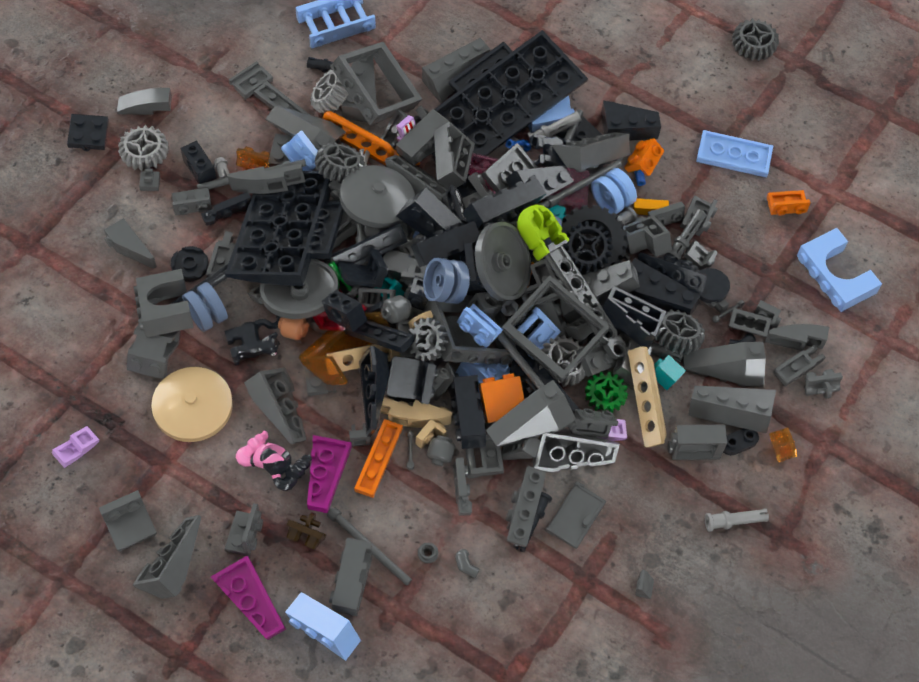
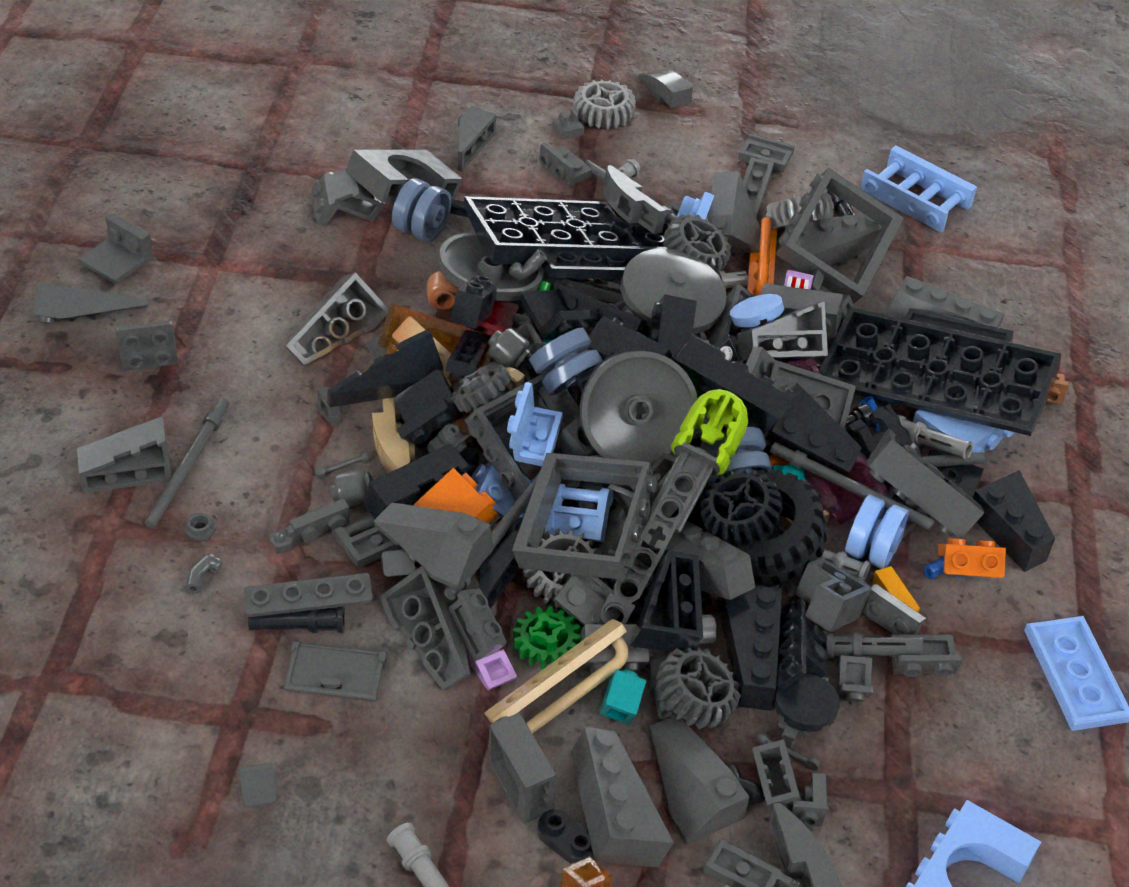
camera: 65 degrees right, 15 degrees down
(76, 447) = (197, 189): lavender slope -> none
(88, 132) = (594, 62): black plate -> none
(191, 261) = (481, 186): black tile -> none
(192, 404) = (297, 255): tan dish -> none
(198, 162) = (616, 146): black brick -> none
(226, 208) = (570, 188): black hinge -> none
(248, 593) = (69, 381): magenta wing -> none
(249, 159) = (657, 187): clear orange hips -> none
(251, 342) = (406, 270): black animal -> none
(273, 460) = (255, 343): hair -> none
(314, 536) = (174, 401): dark brown hips -> none
(316, 270) = (530, 266): none -> dark grey arm
(323, 625) = (45, 456): light blue wedge -> none
(326, 469) = (262, 390): magenta wing -> none
(378, 458) = (311, 434): orange plate -> none
(425, 160) = (756, 308): none -> light blue tile
(429, 431) = (371, 462): tan bracket -> none
(788, 202) = (1041, 766): orange bracket -> none

